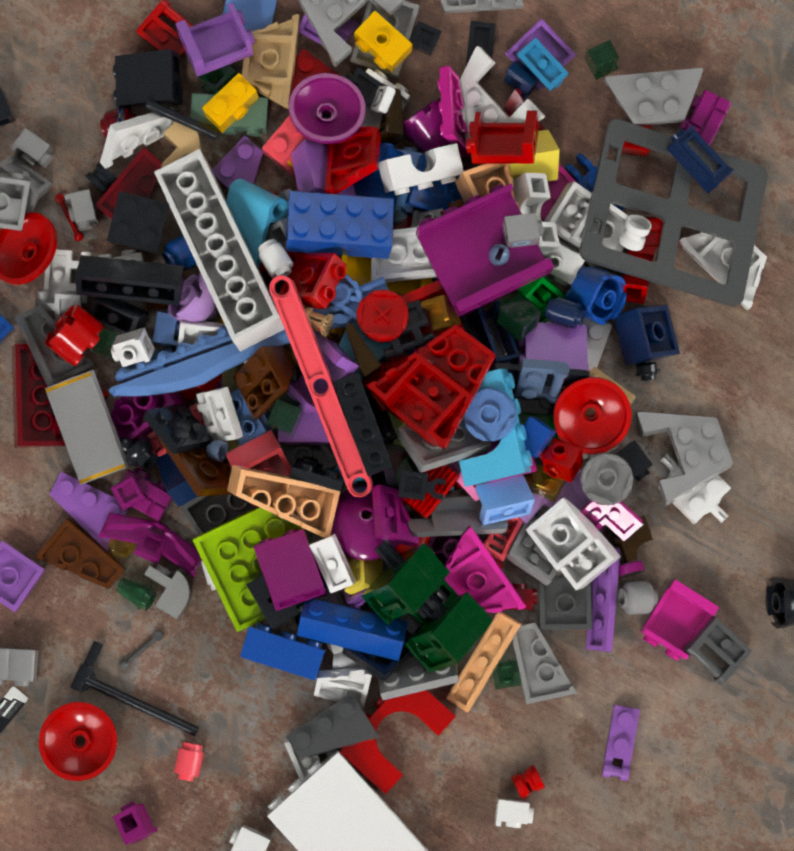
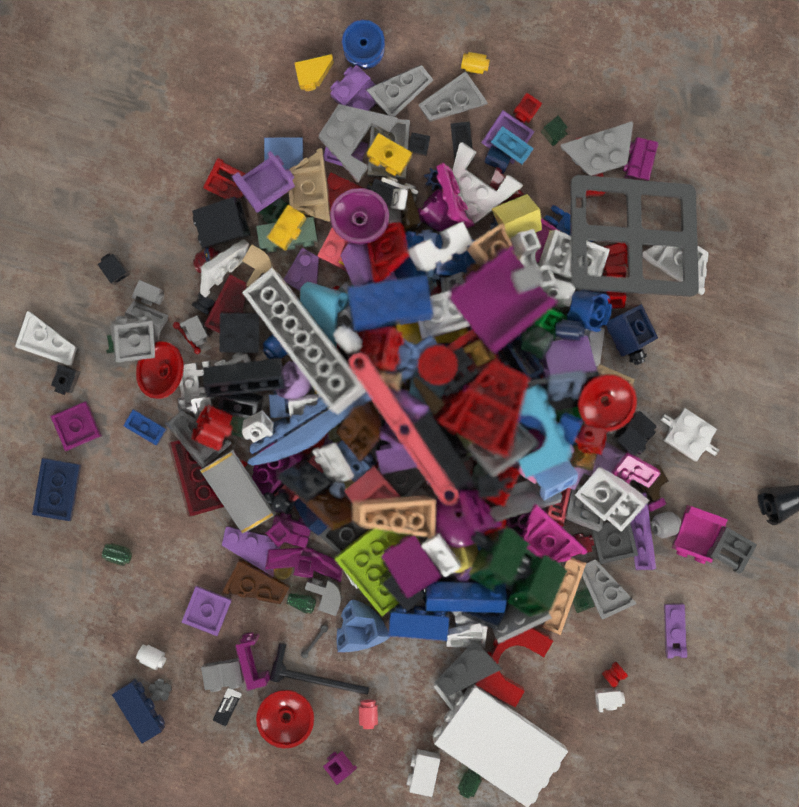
camera: 10 degrees left, 5 degrees up
(47, 654) = (252, 678): none -> magenta panel
(182, 119) = (253, 247): black bar -> none
(205, 645) = (360, 628): none -> medium blue brick
(285, 418) = (382, 457): clear green brick -> none
(311, 471) = (408, 492): black plate -> none
(428, 85) = (429, 177): none -> dark blue gear
(491, 415) = (535, 423): medium blue tile -> none
(494, 251) = (509, 300): sand blue hinge -> none
(503, 141) = (497, 212): red panel -> none
(573, 24) = (527, 108): none -> red bracket
(607, 479) = (628, 447): light grey tile -> none
(634, 235) = (610, 258): white wheel -> none
(697, 445) = (686, 404): light grey wing -> none
(699, 159) = (644, 191): dark blue window -> none

